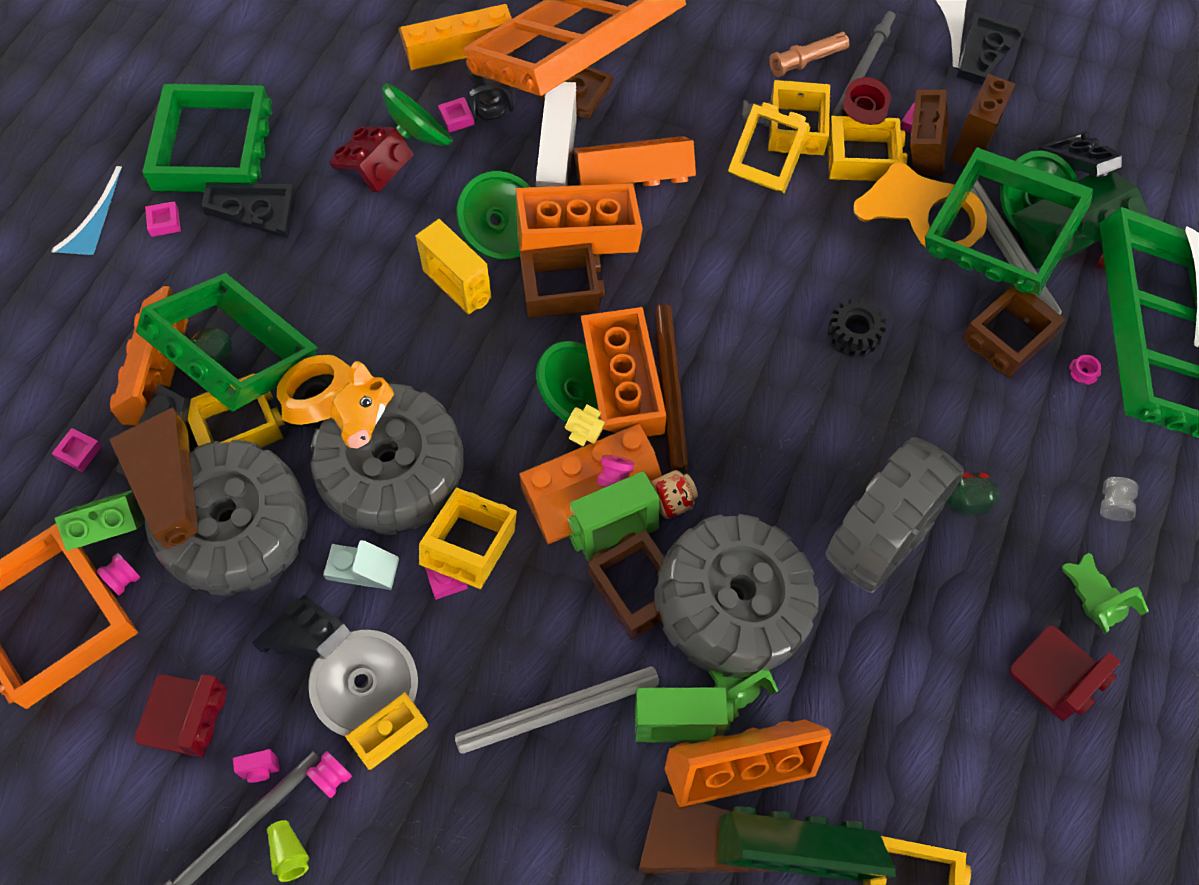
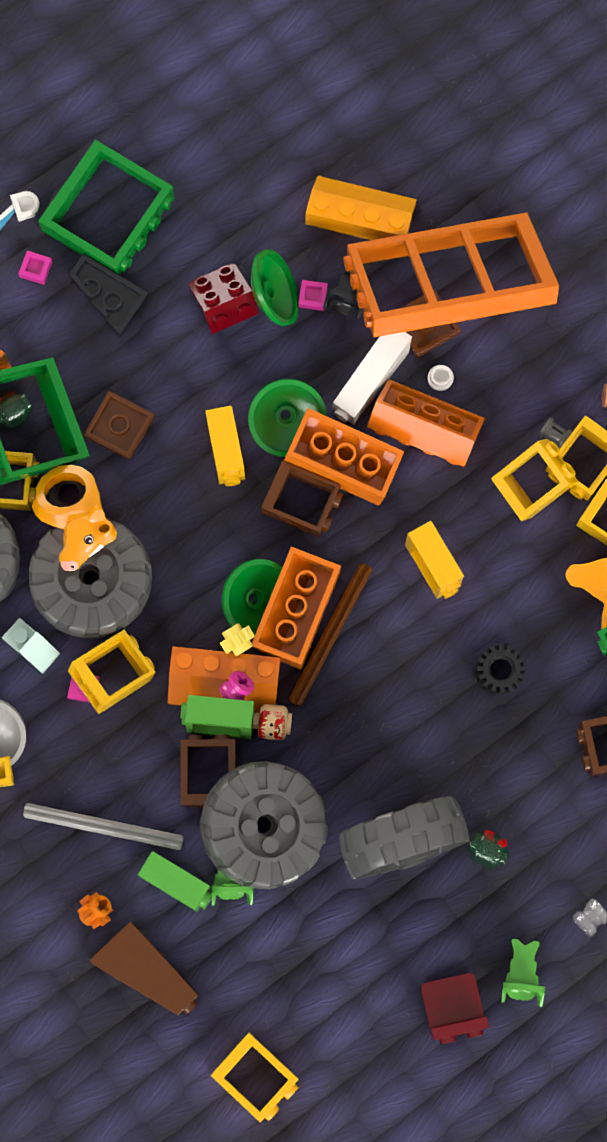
camera: 30 degrees right, 15 degrees up
(122, 175) = (25, 205): none -> white tile
(333, 310) = (119, 425): none -> reddish brown plate
(608, 806) = (95, 910): none -> orange gear
(620, 122) = (440, 377): none -> white plate
(720, 273) = (434, 560): none -> yellow window
(745, 761) = (197, 936): orange slope -> none
(802, 846) = (192, 1012): dark green slope -> none

